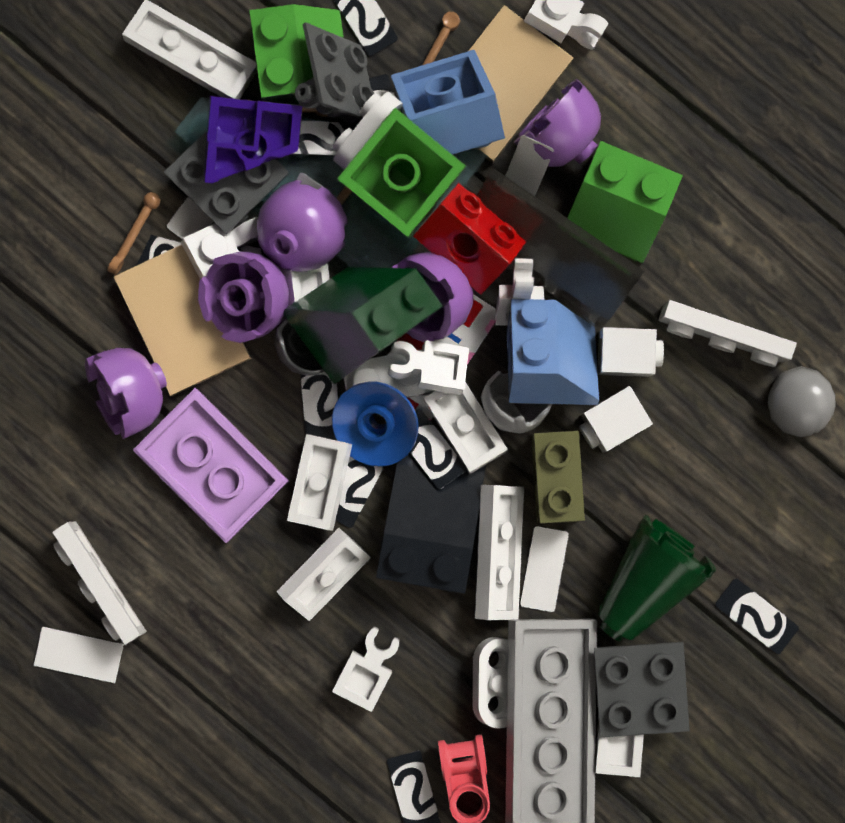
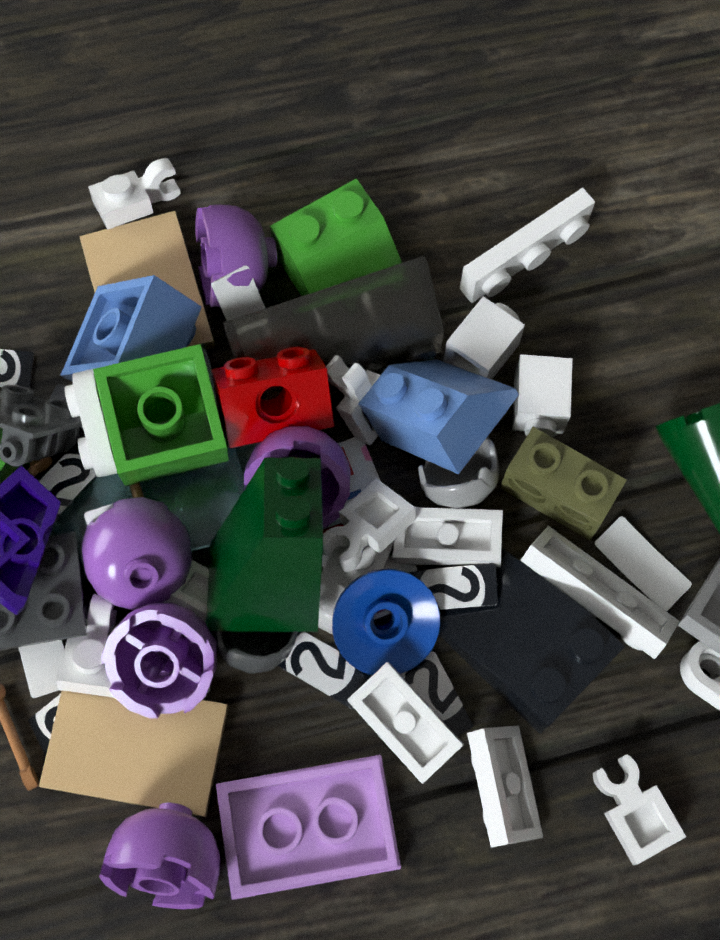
camera: 55 degrees left, 15 degrees down
(450, 23) = (56, 297): medium nougat hinge -> none
(801, 401) = (637, 228): light grey hair -> none

